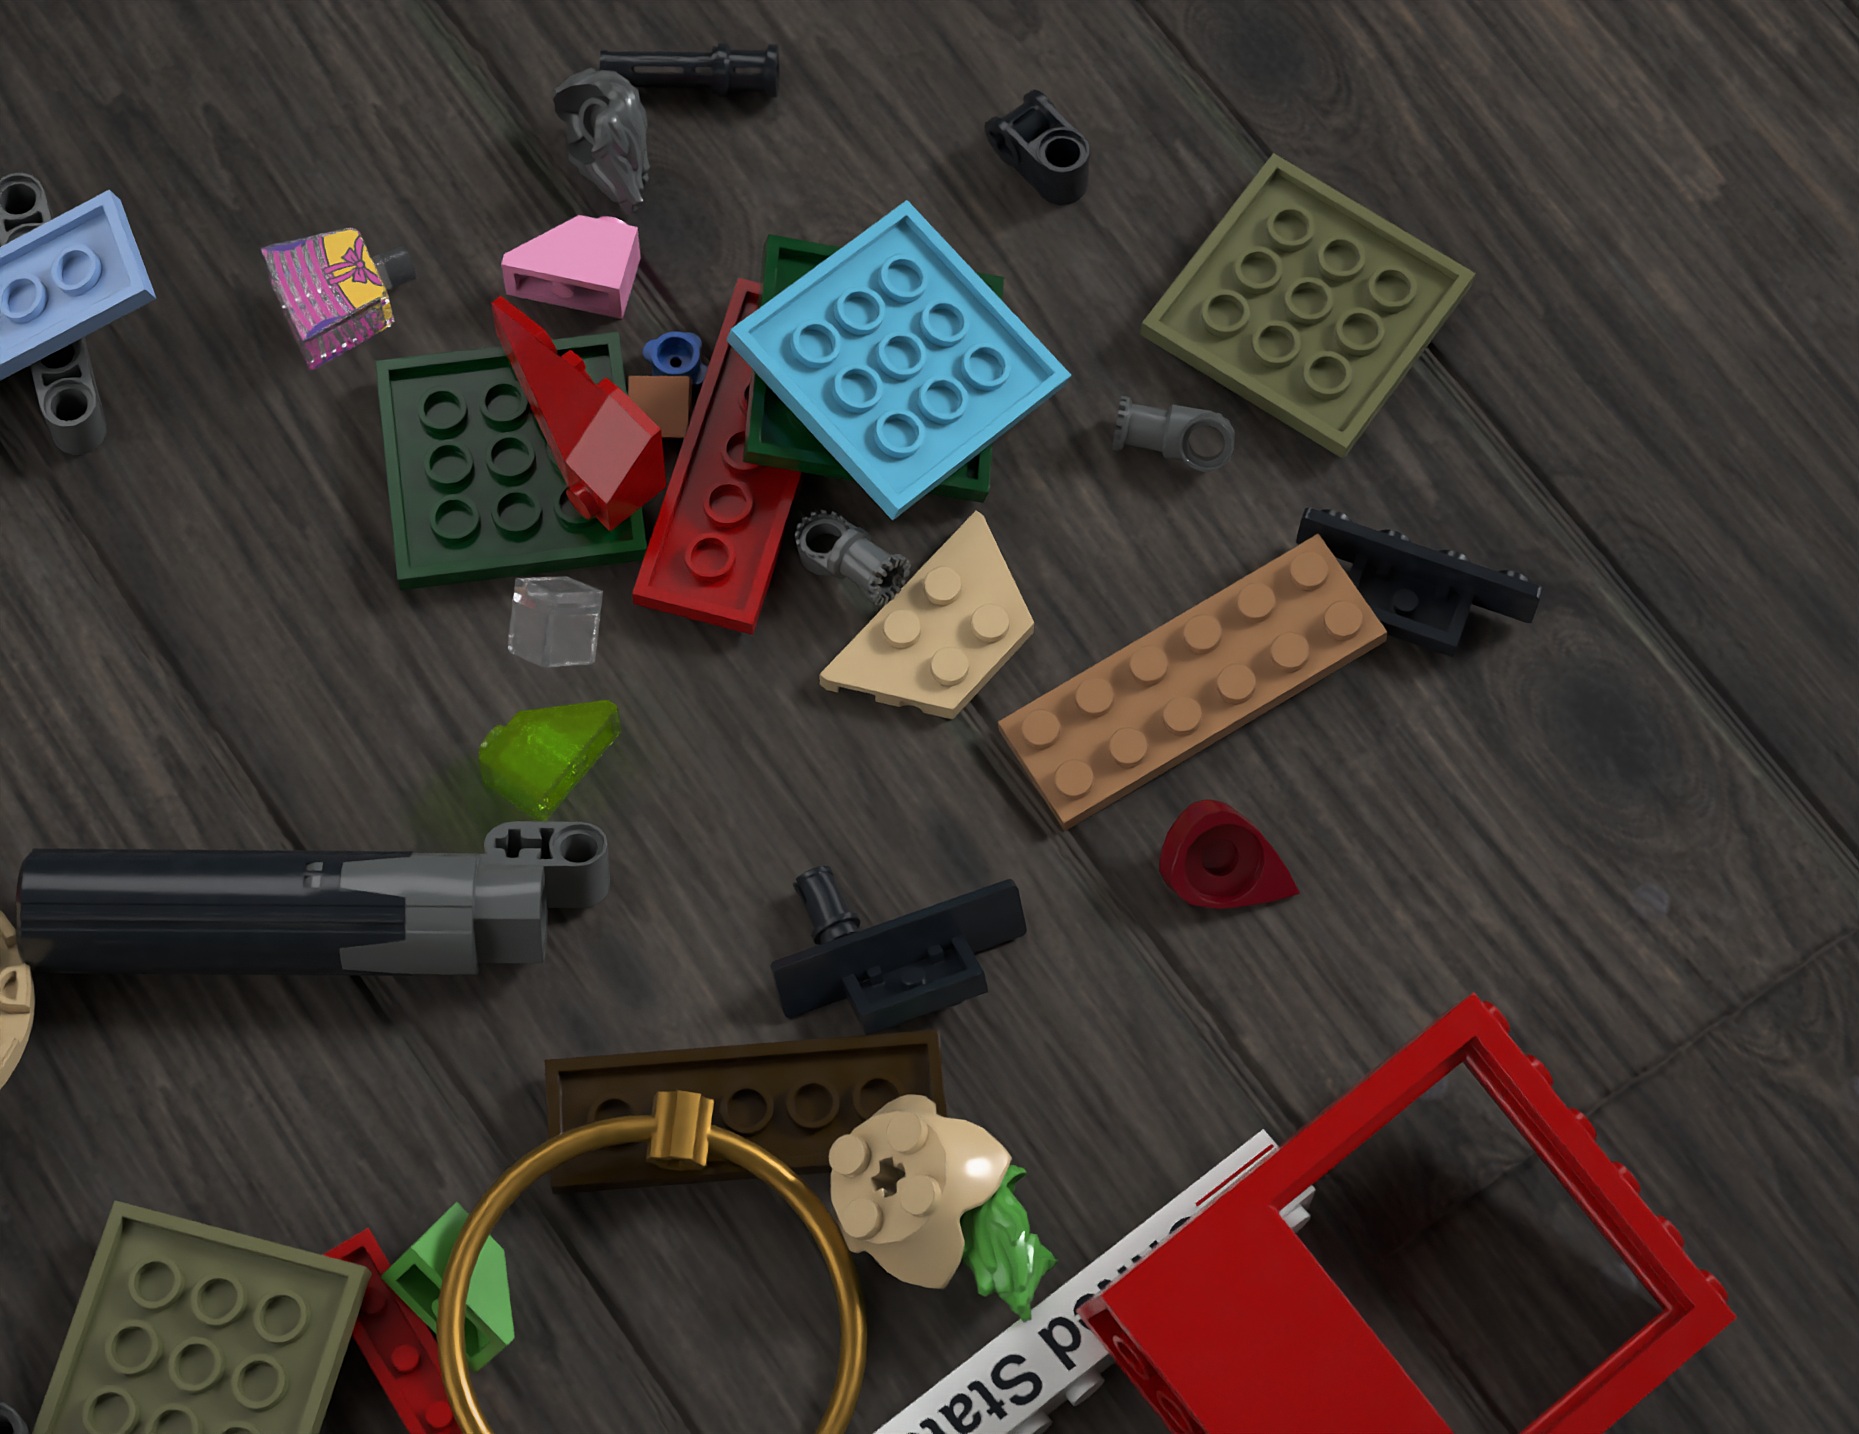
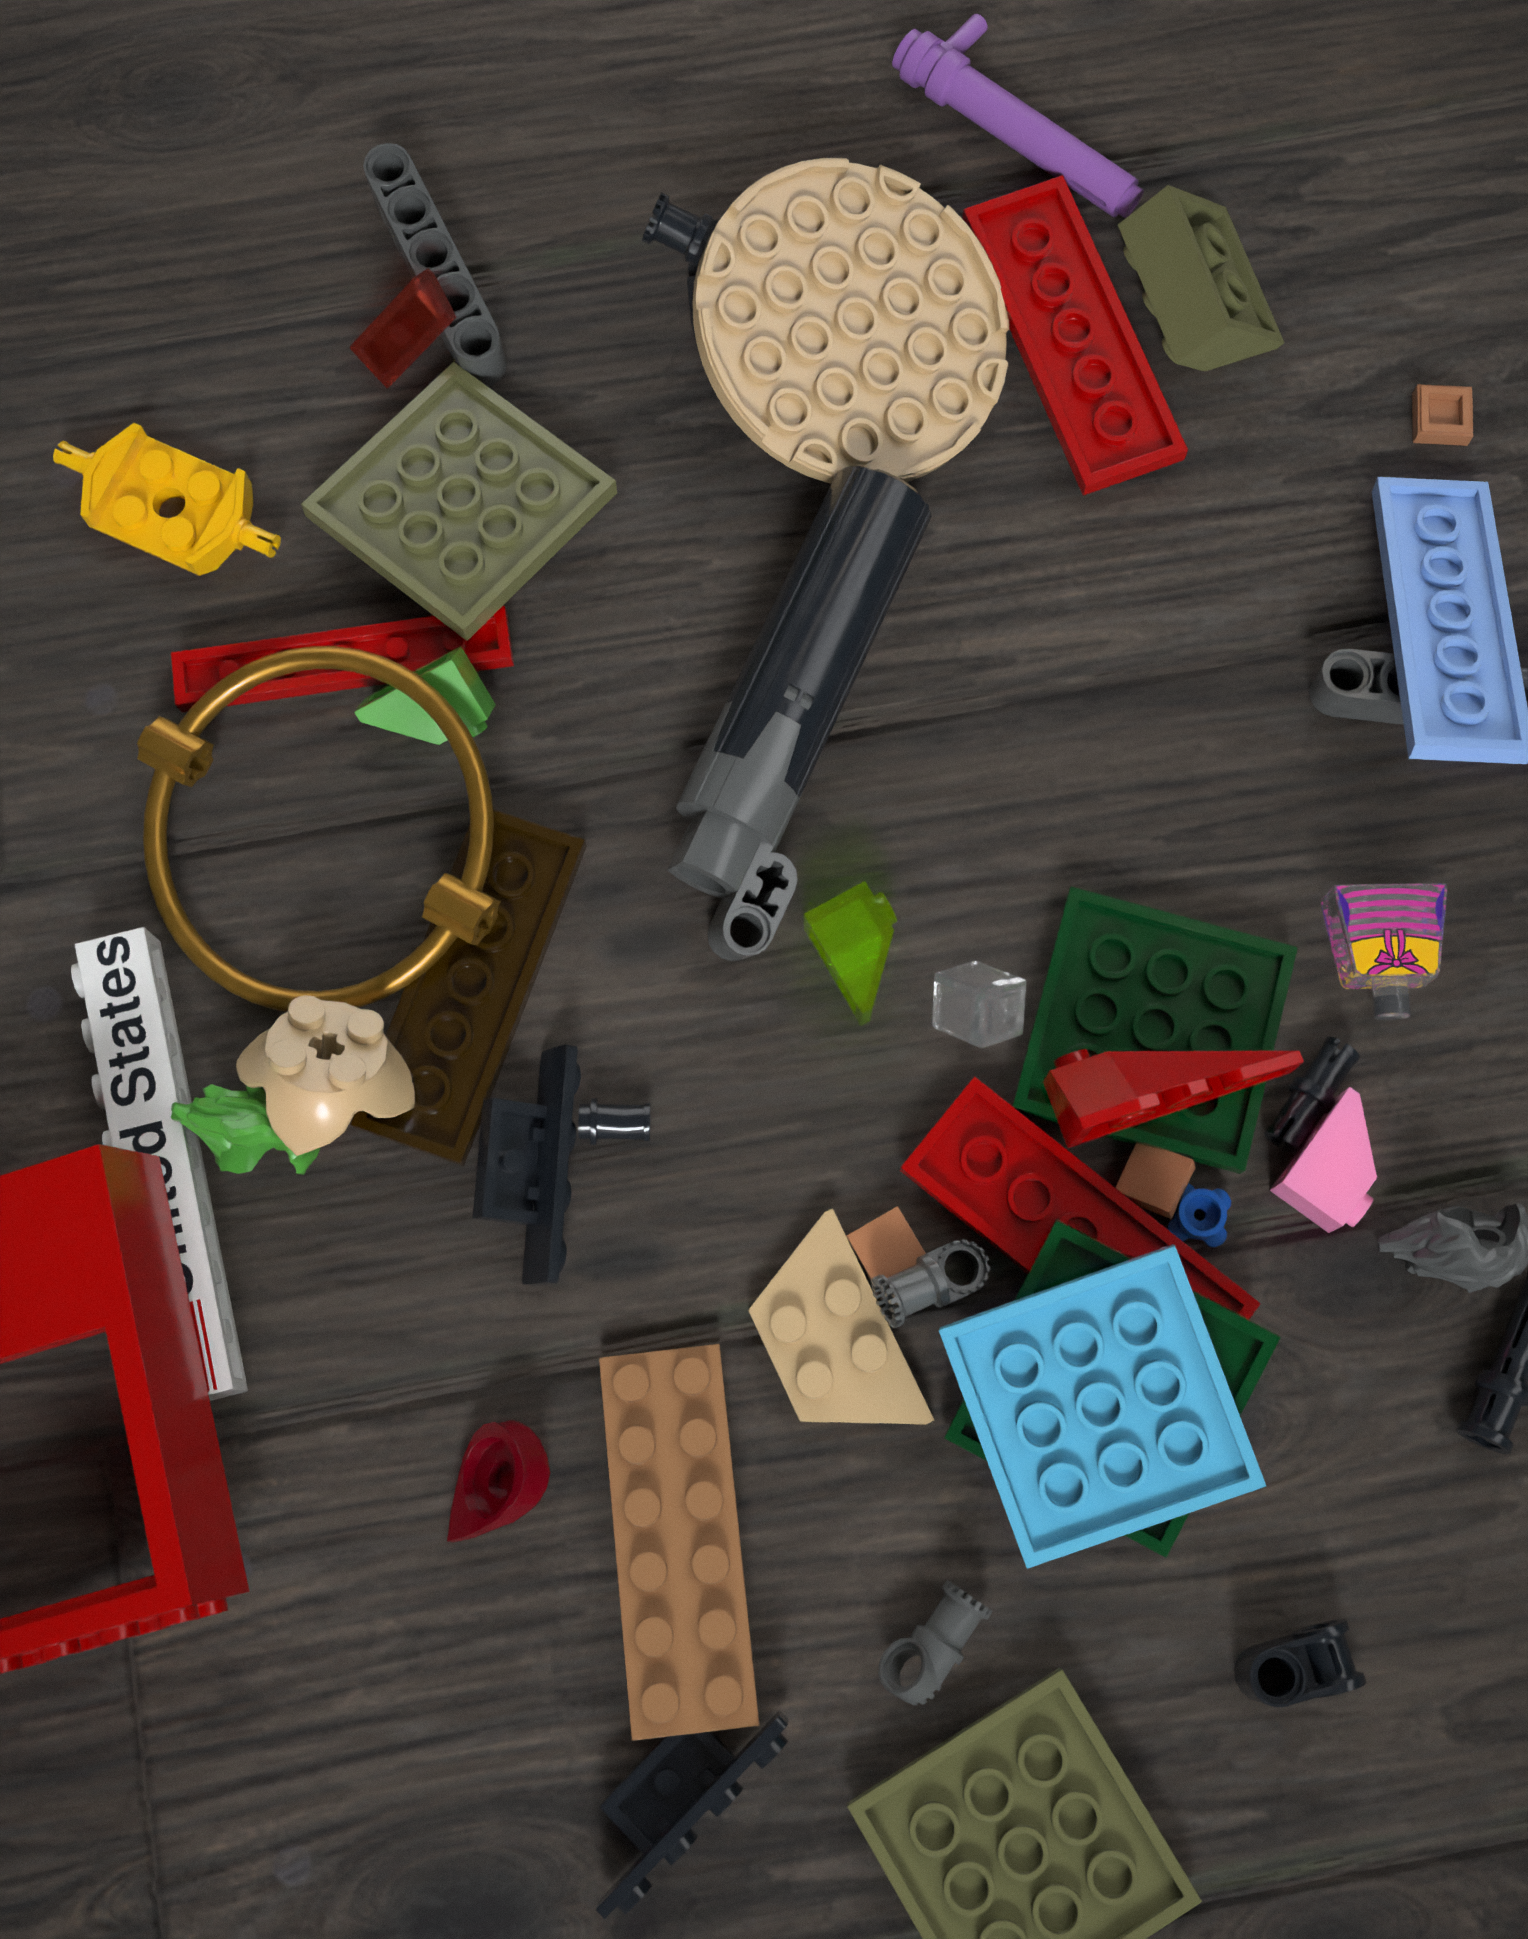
camera: 120 degrees right, 10 degrees up
(548, 311) = (1312, 1095): none -> black pin
(832, 615) = (886, 1245): none -> nougat tile

